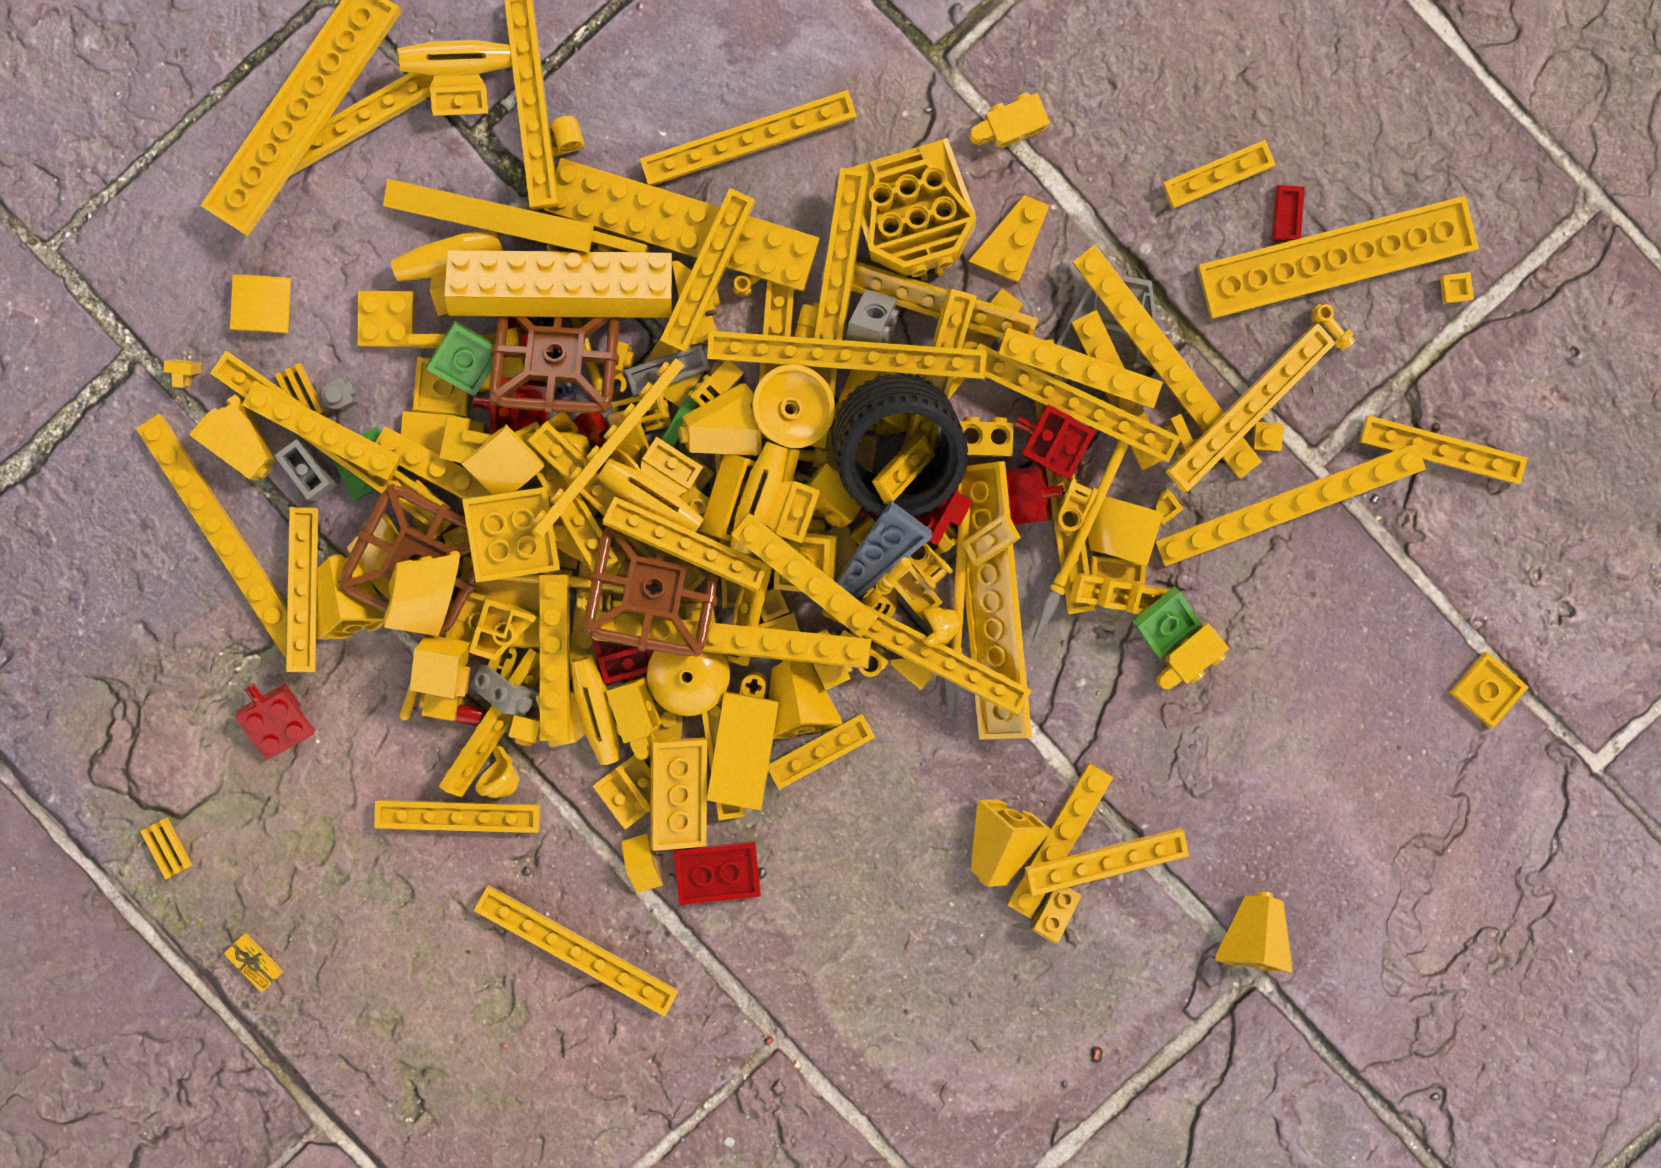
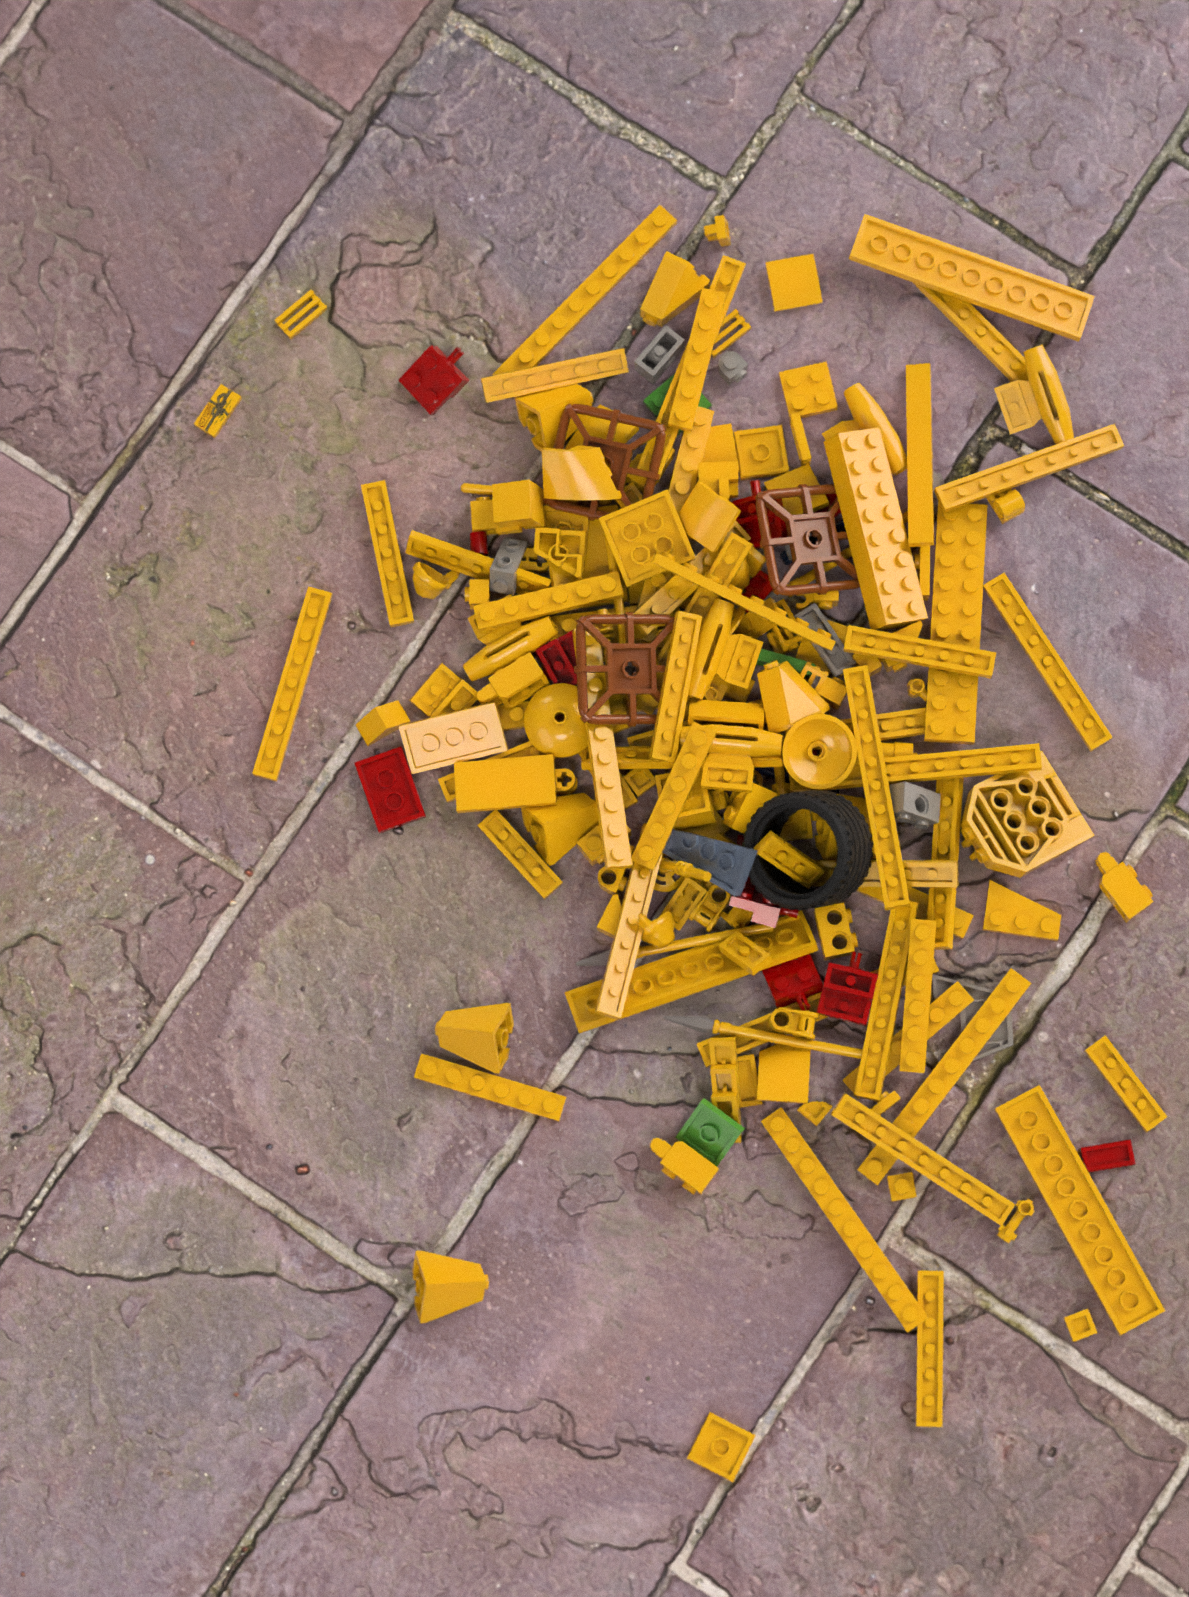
camera: 80 degrees right, 10 degrees down
(462, 359) = (789, 462): bright green plate -> none
(1055, 914) = (424, 1098): yellow plate -> none
(1106, 861) = (482, 1131): yellow plate -> none

